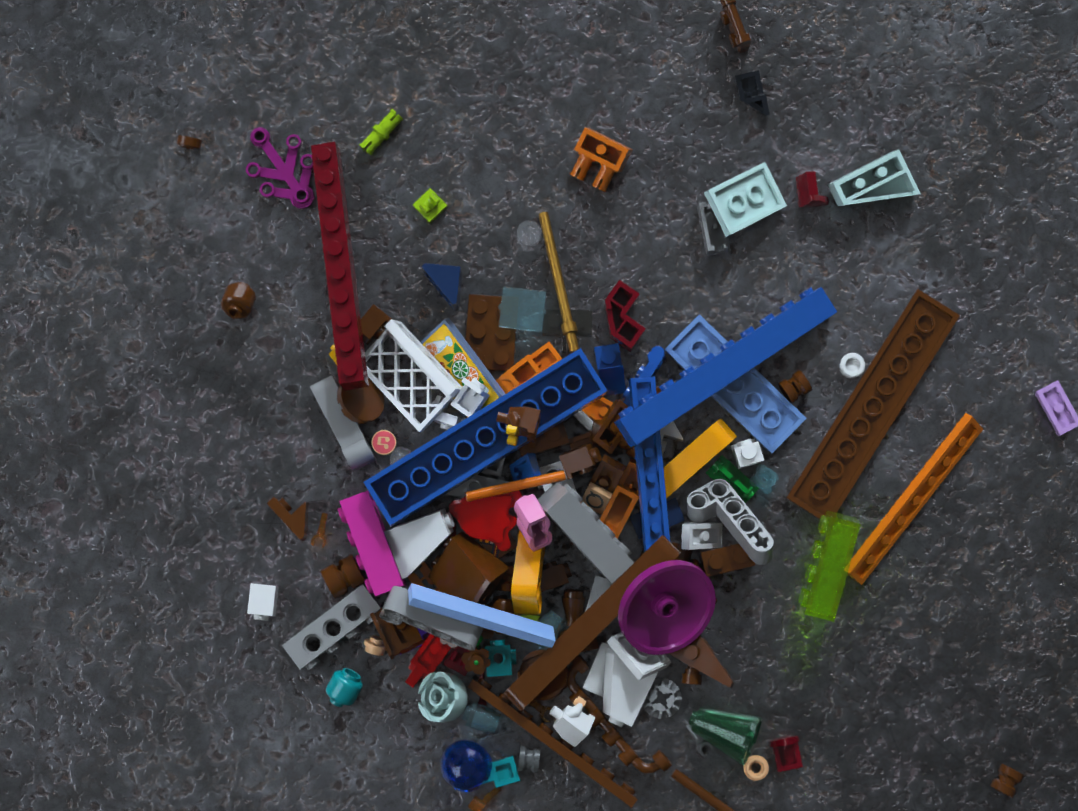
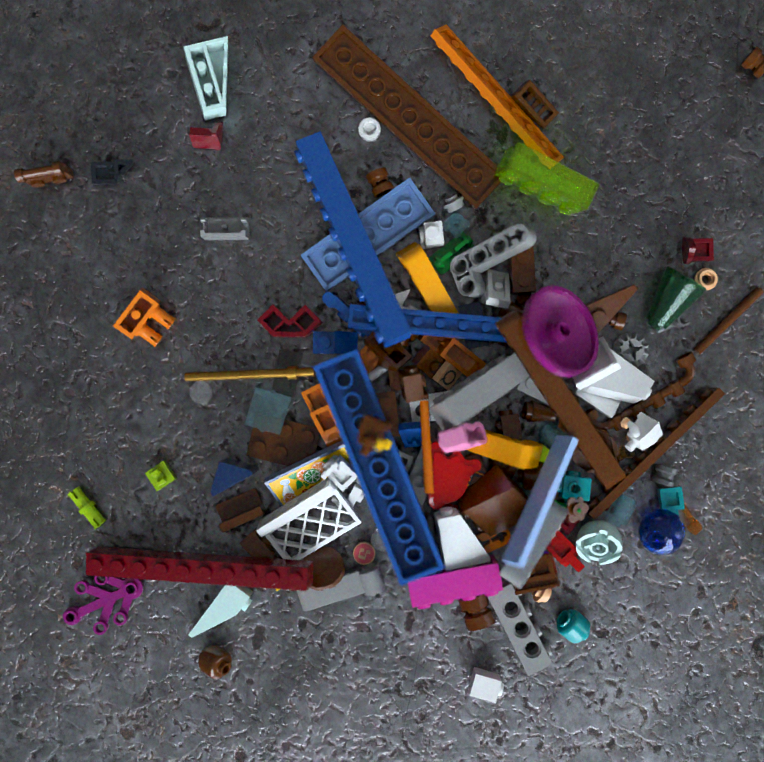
camera: 80 degrees left, 5 degrees up
(188, 142) = (65, 680): reddish brown tile -> none
(296, 521) = (420, 643): reddish brown slope -> none
(303, 302) = (225, 606): none -> light aqua slope
(321, 530) = (432, 621): clear orange hand -> none
(408, 298) = (240, 509): none -> reddish brown panel
(745, 199) = (204, 194): light aqua plate -> none
(787, 471) = (453, 203): none -> light grey plate
(912, 528) = (534, 92): none -> reddish brown slope

